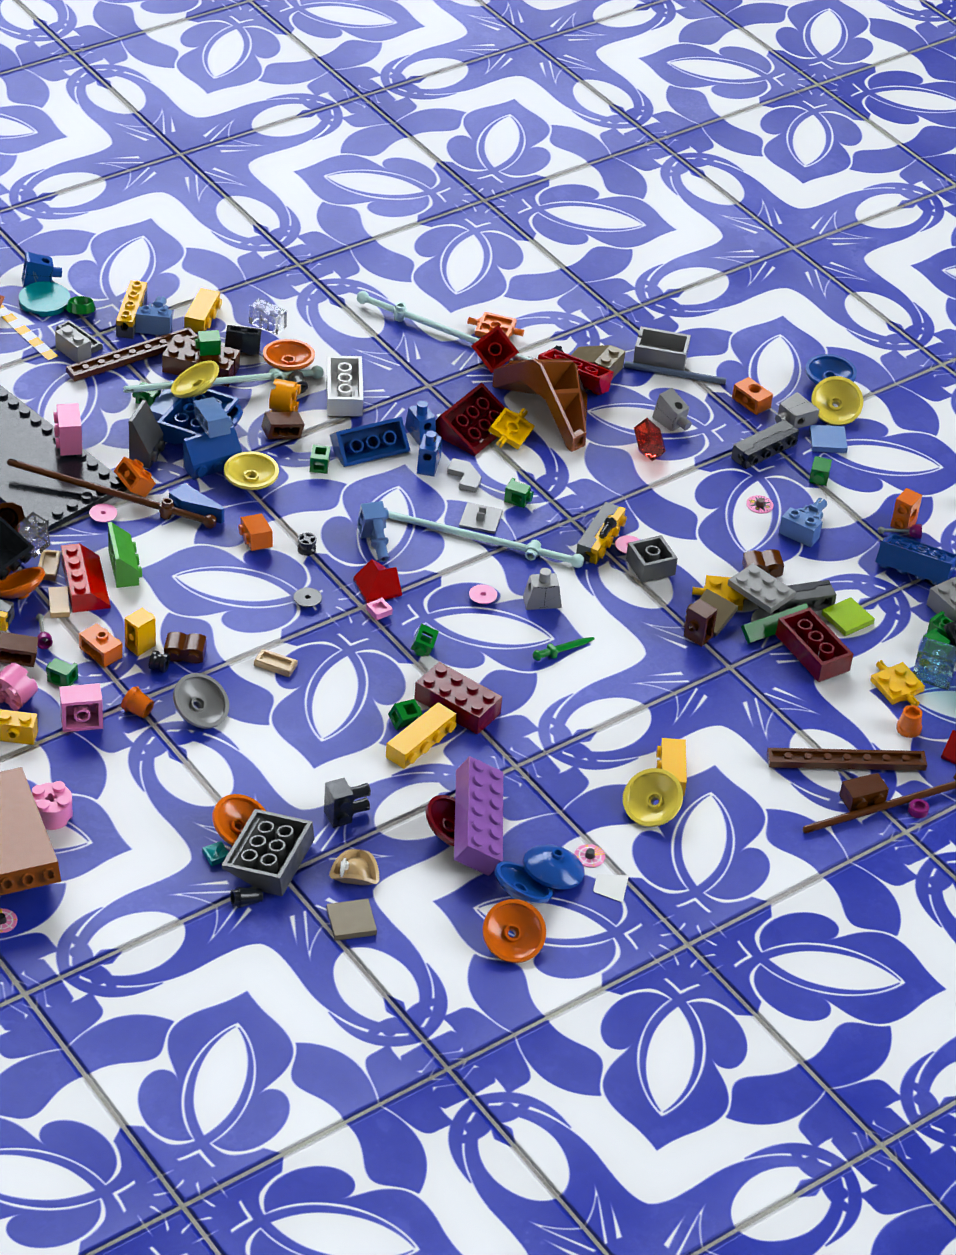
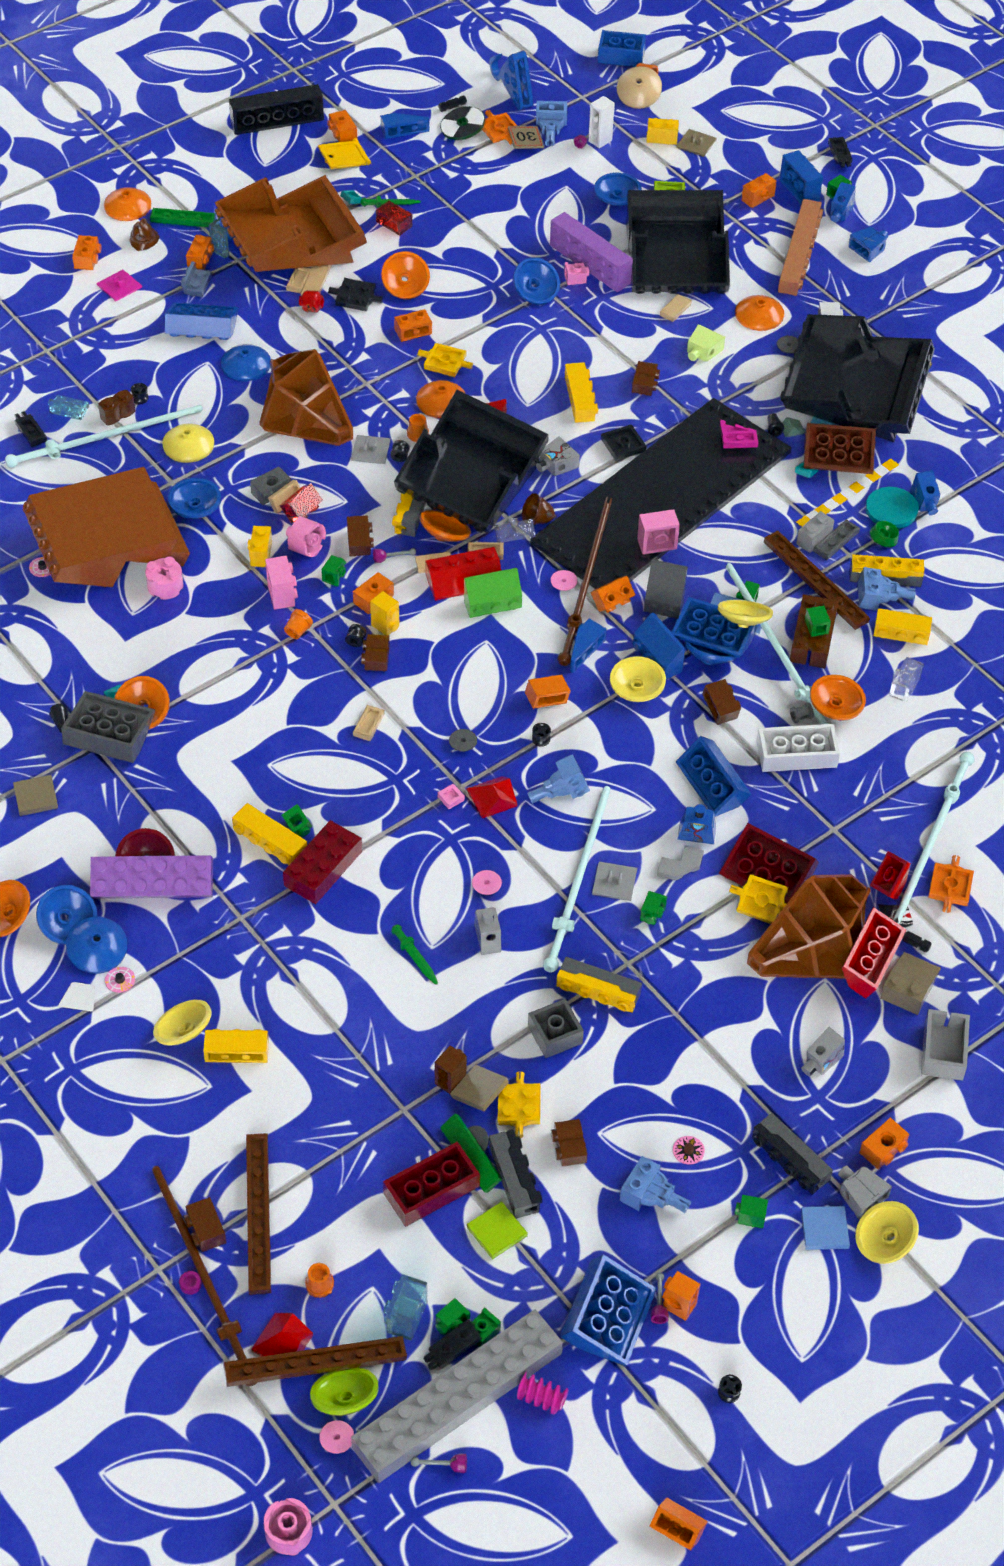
camera: 90 degrees right, 10 degrees up
(206, 695) = (289, 657): light grey dish -> none
(212, 417) = (685, 627): medium blue brick -> none
(243, 339) = (857, 660): black brick -> none
(284, 396) = (760, 696): light orange brick -> none
(320, 459) = (676, 736): green brick -> none
(340, 802) = (166, 773): black brick -> none
(355, 867) = (93, 791): tan hat -> none
(419, 421) = (747, 811): blue torso -> none
(423, 644) = (399, 827): green brick -> none
(609, 523) = (598, 983): black piece -> none
(622, 542) = (587, 1013): bright pink piece -> none
(649, 439) = (768, 1030): clear red brick -> none
(673, 372) = (916, 1071): sand blue piece -> none
(761, 588) = (510, 1129): light grey plate -> none
(829, 365) = (948, 1218): blue dish -> none
(897, 683) = (382, 1271): yellow plate -> none

